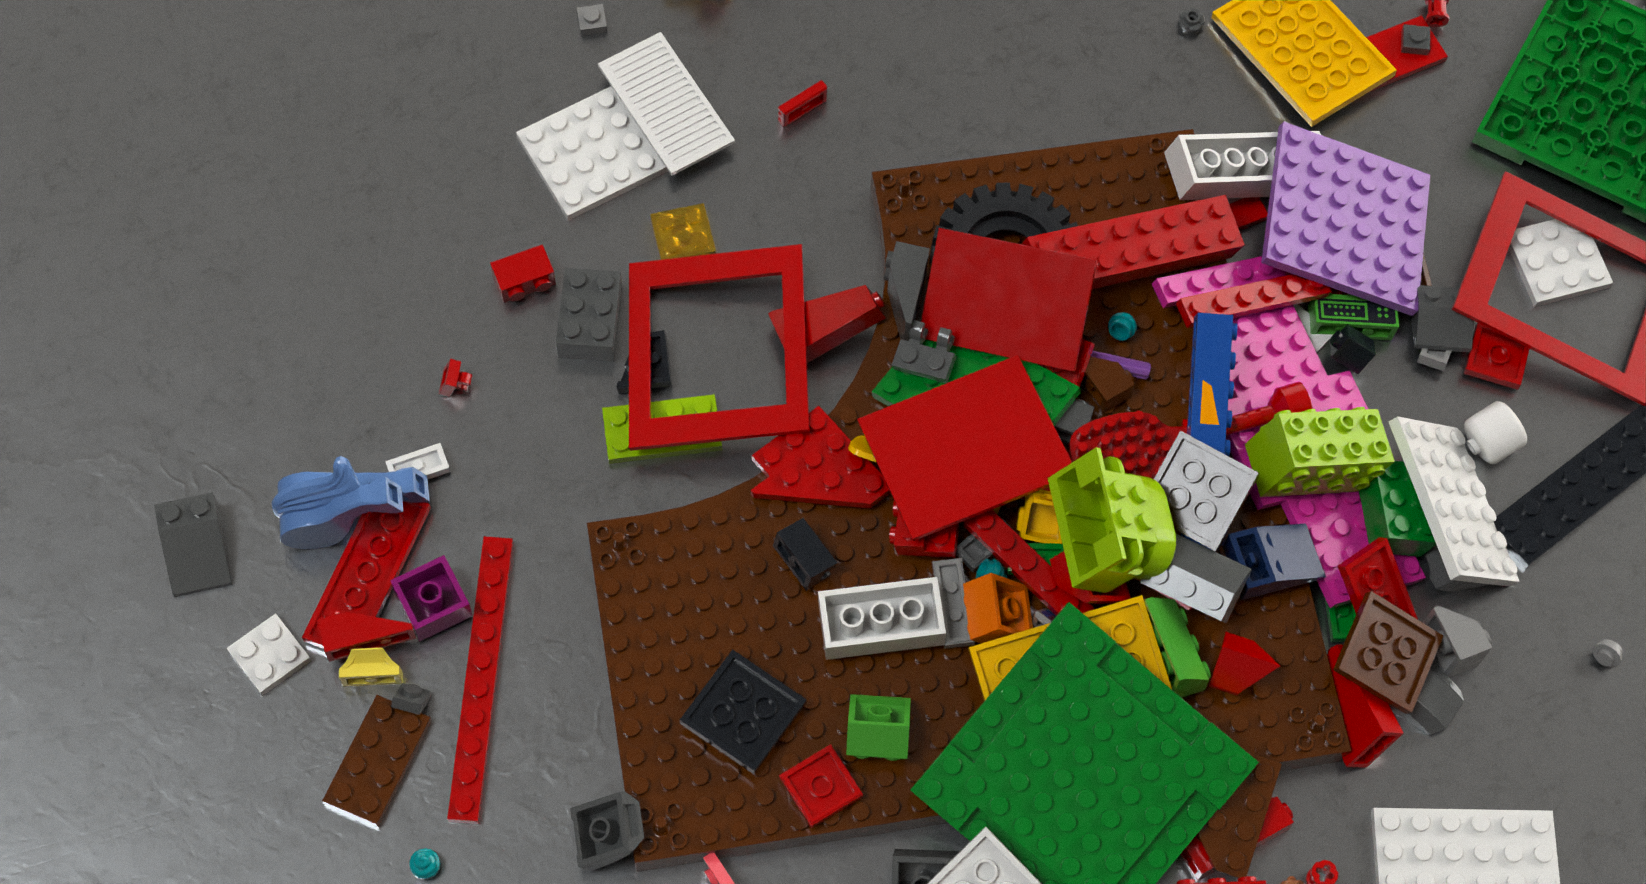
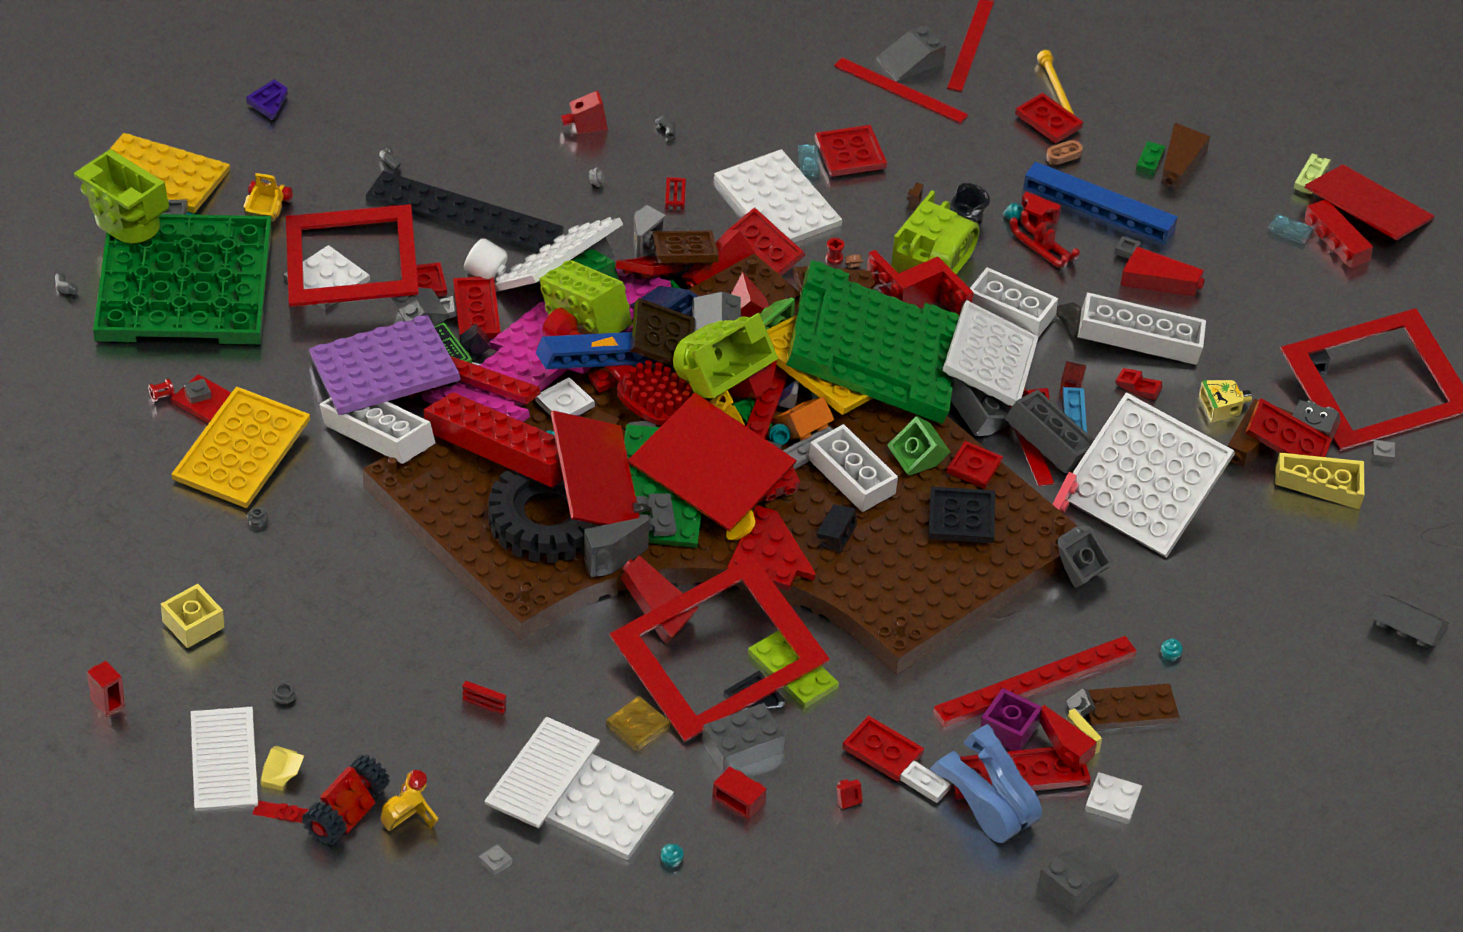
camera: 120 degrees left, 20 degrees down
(489, 450) = (882, 747): none -> red plate
(490, 173) = (672, 855): none -> teal plate
(1170, 370) = (565, 398): none -> white plate
(1377, 793) = (769, 242): none -> red tile
(1420, 389) = (476, 305): none -> red plate
(1530, 750) = (675, 203): none -> red tile

